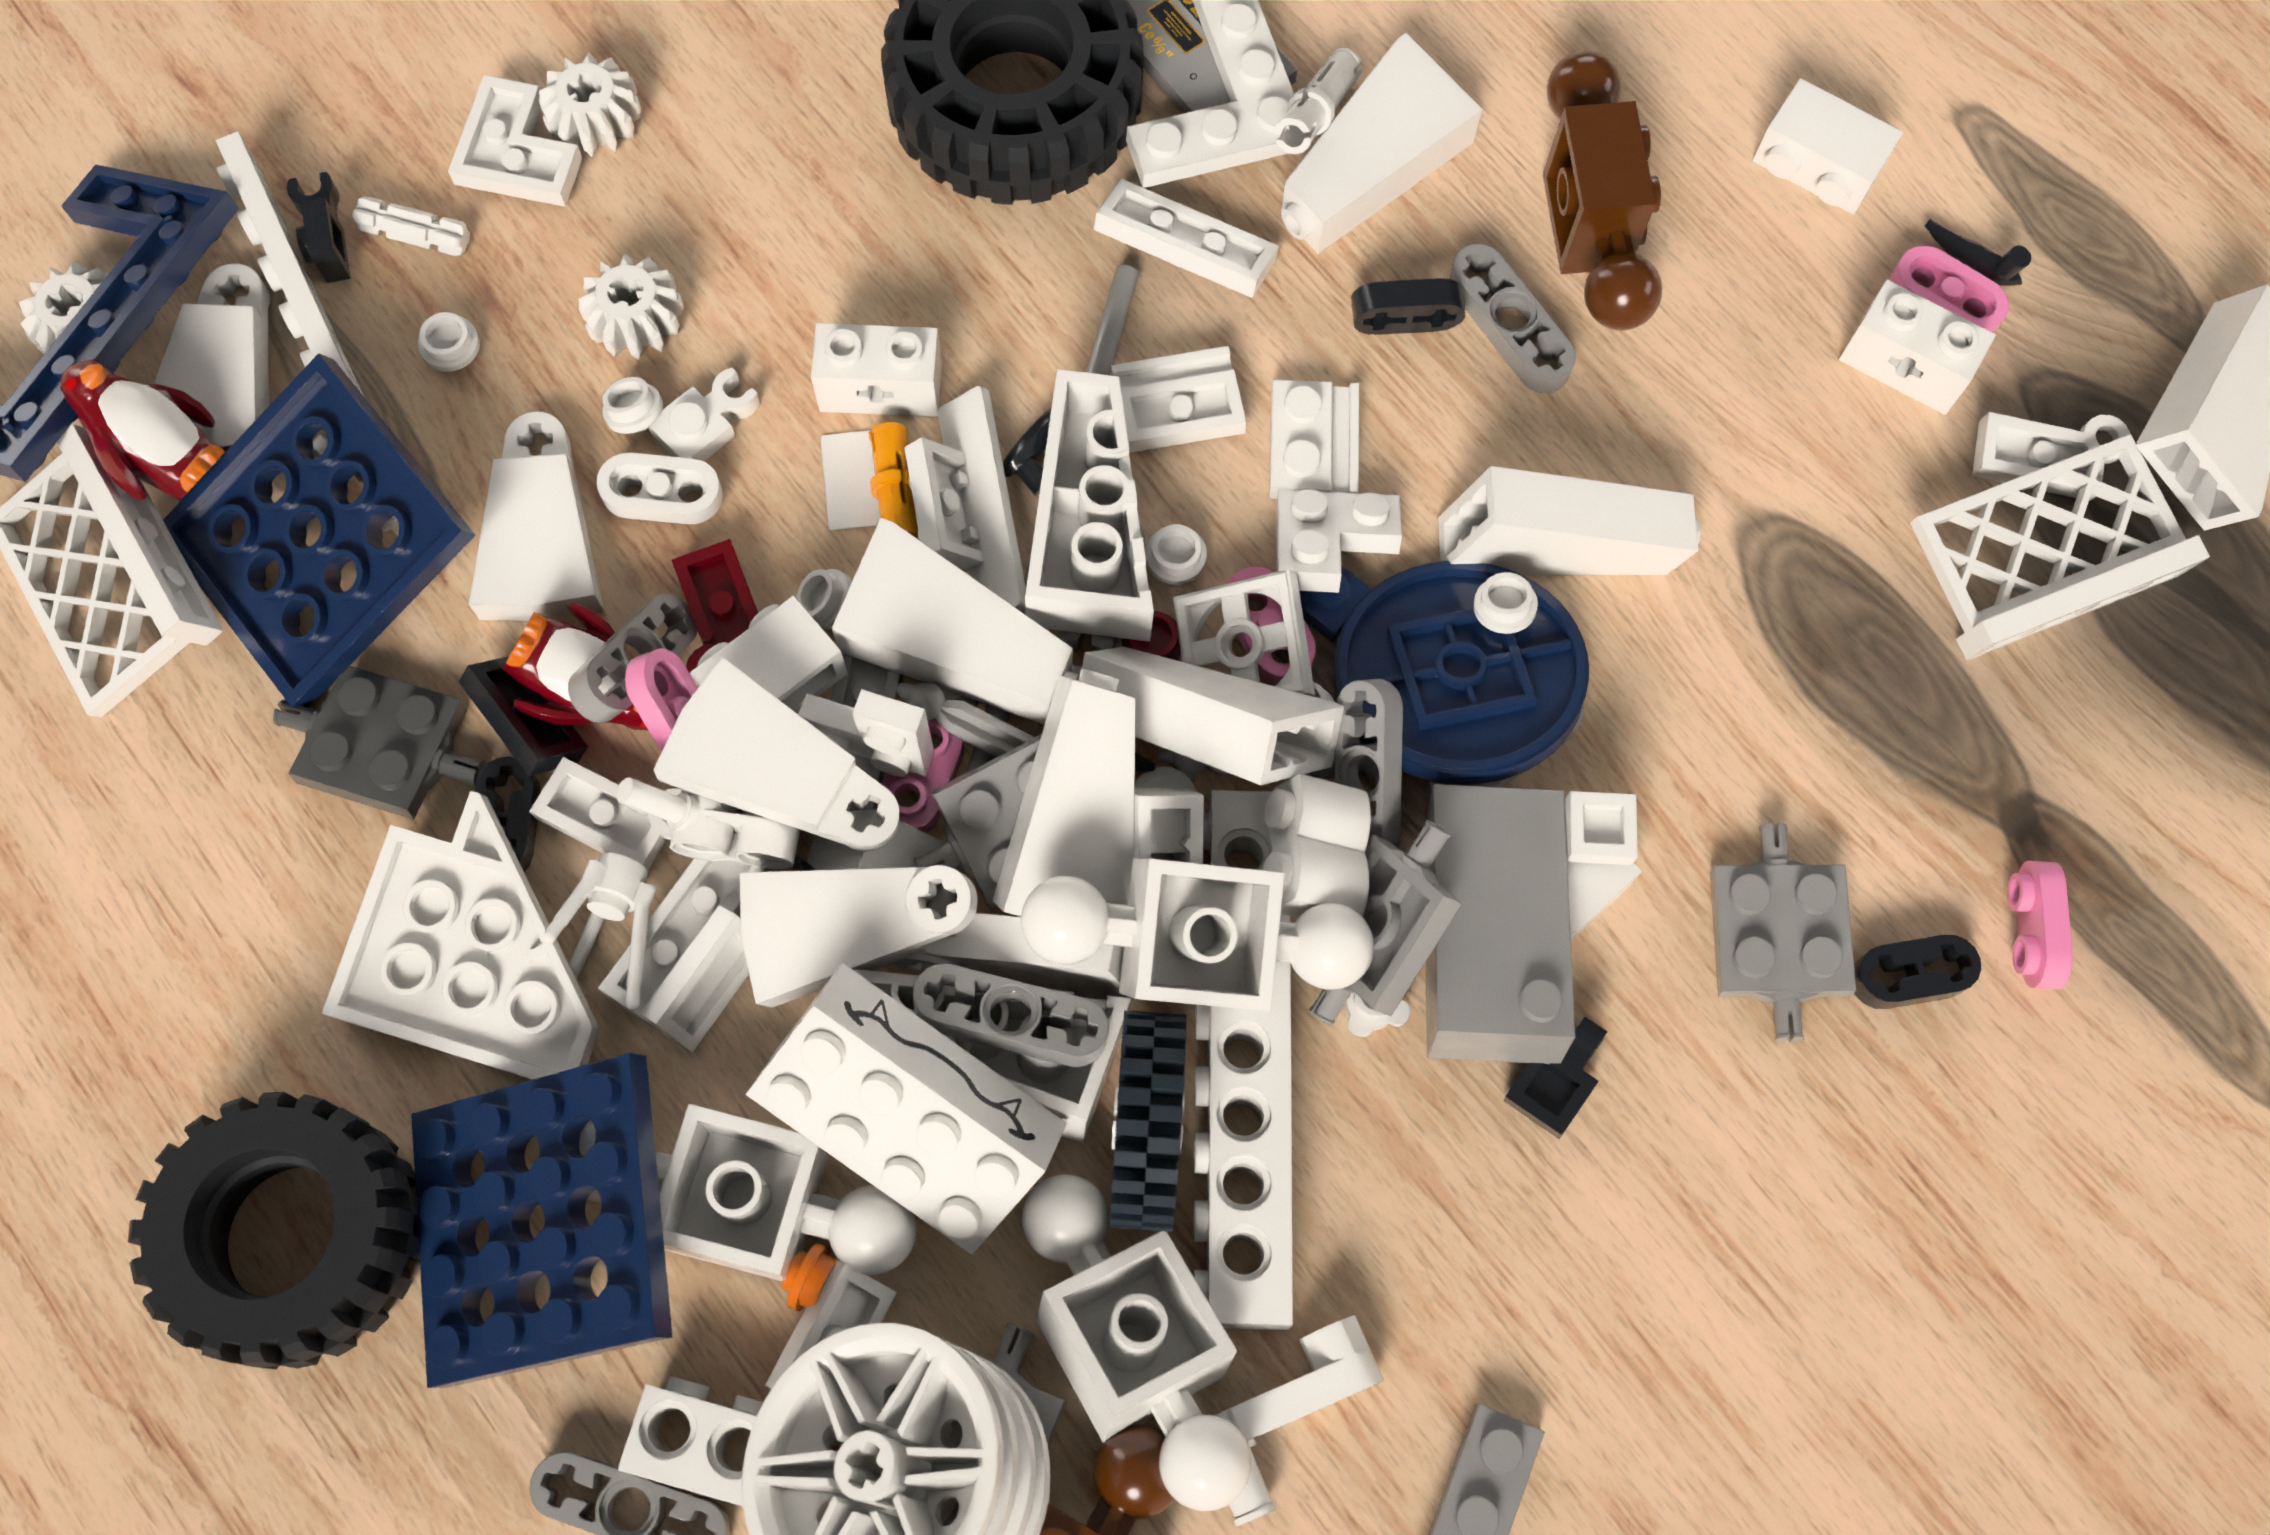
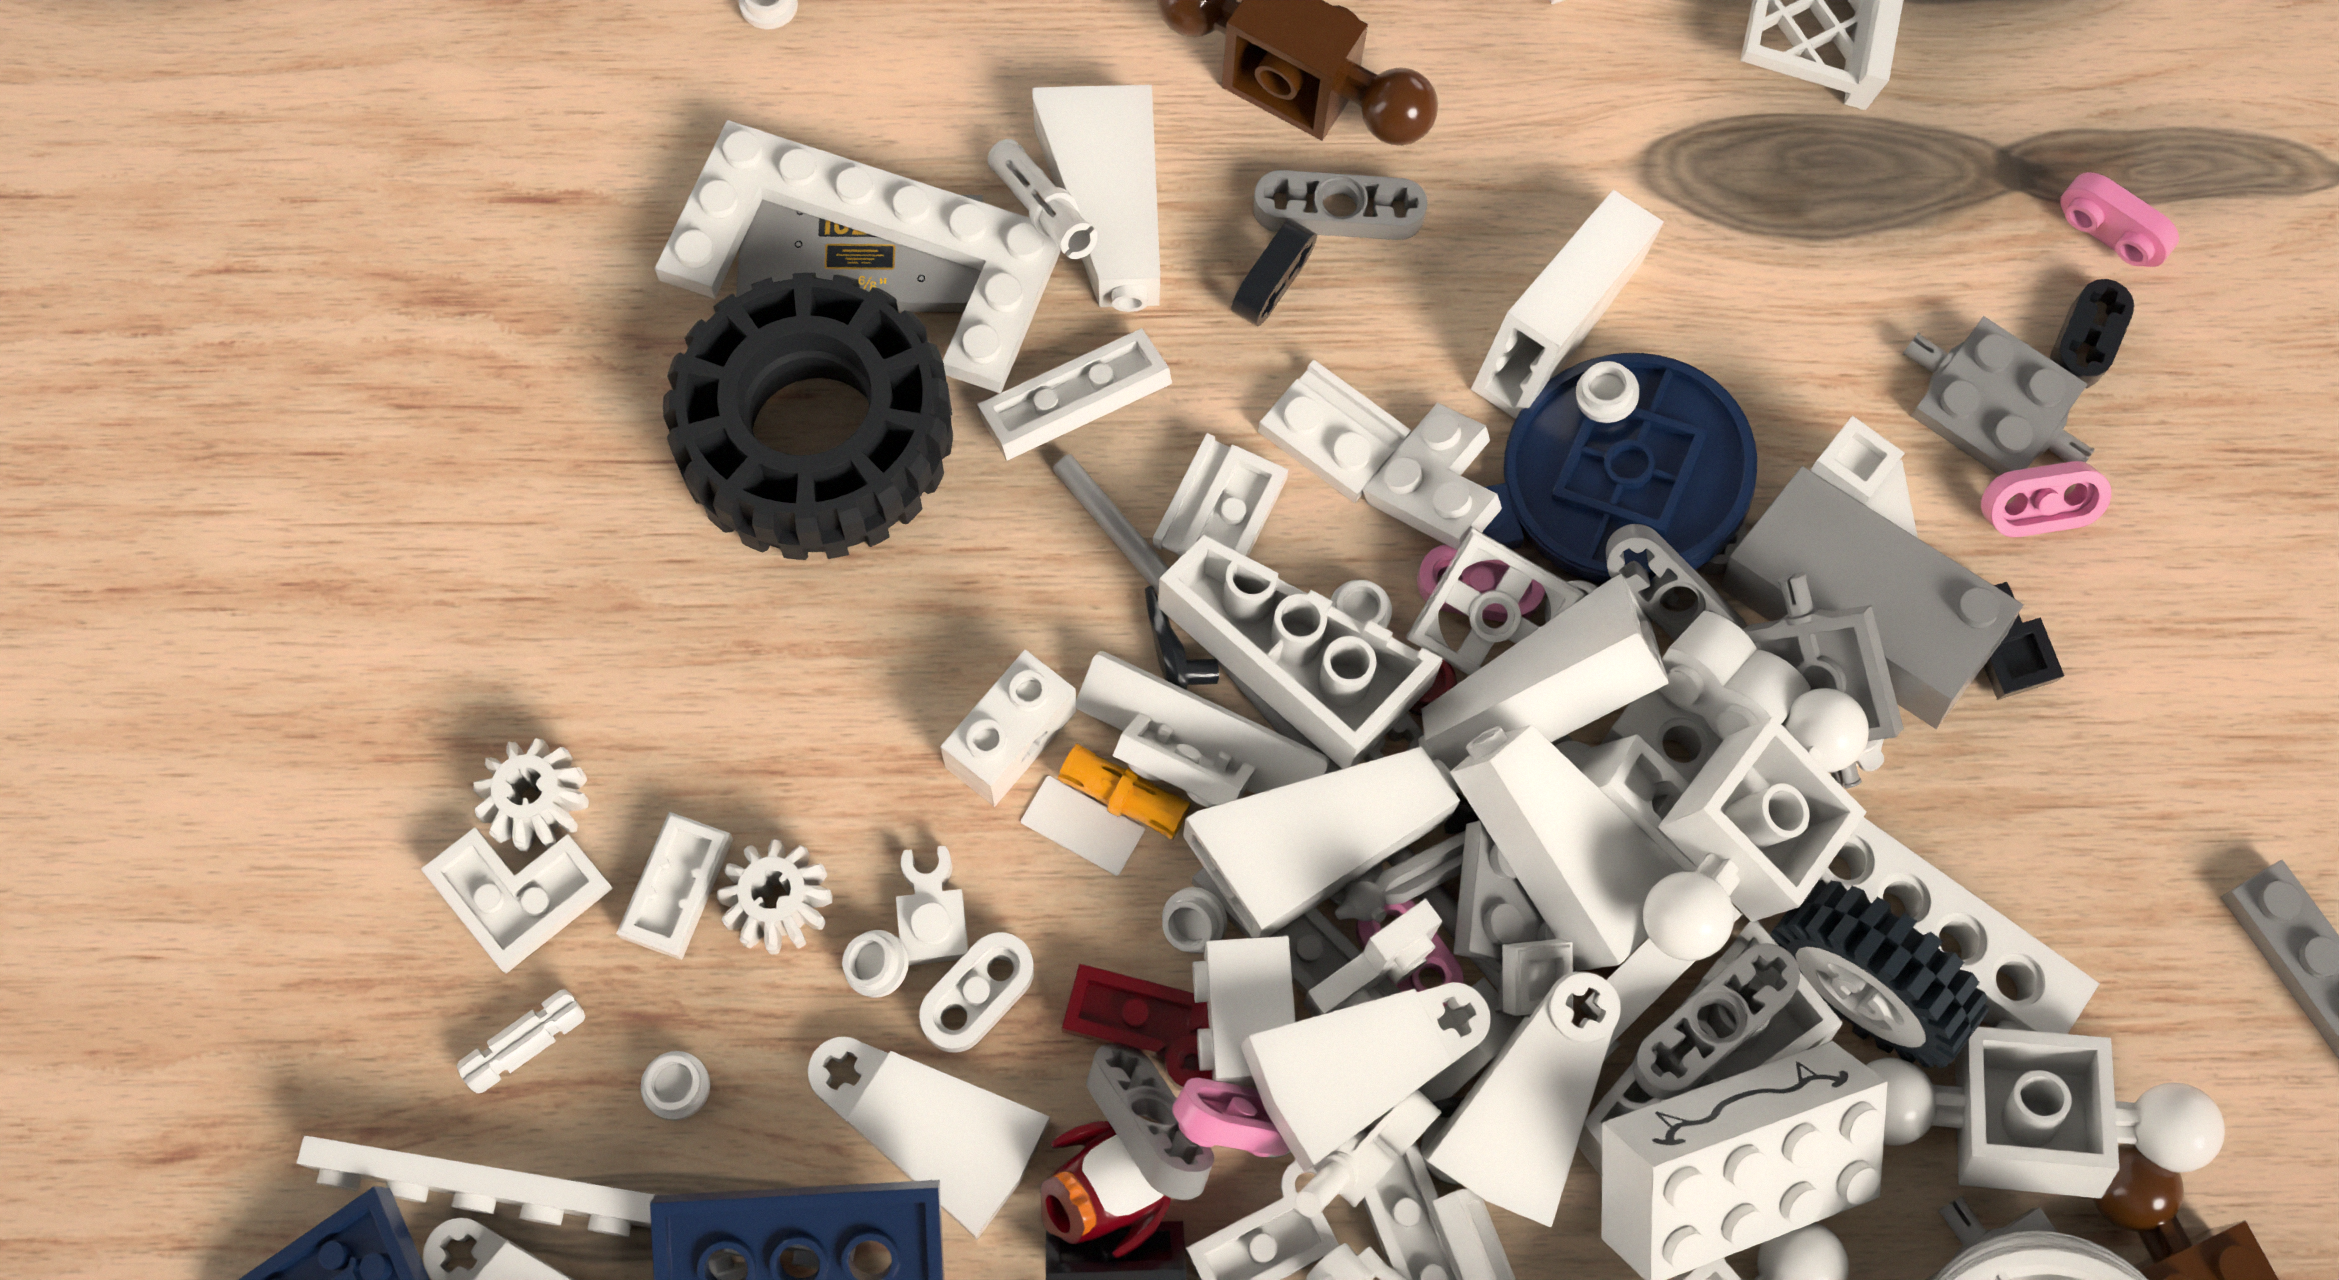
camera: 55 degrees left, 0 degrees up
(322, 234) = (472, 1131): black plate -> none
(579, 241) = (675, 886): none -> white plate
(962, 851) = (1531, 972): none -> white tile
(1340, 1369) = (2149, 987): white beam -> none
(1714, 1025) = (2041, 499): none -> bright pink plate

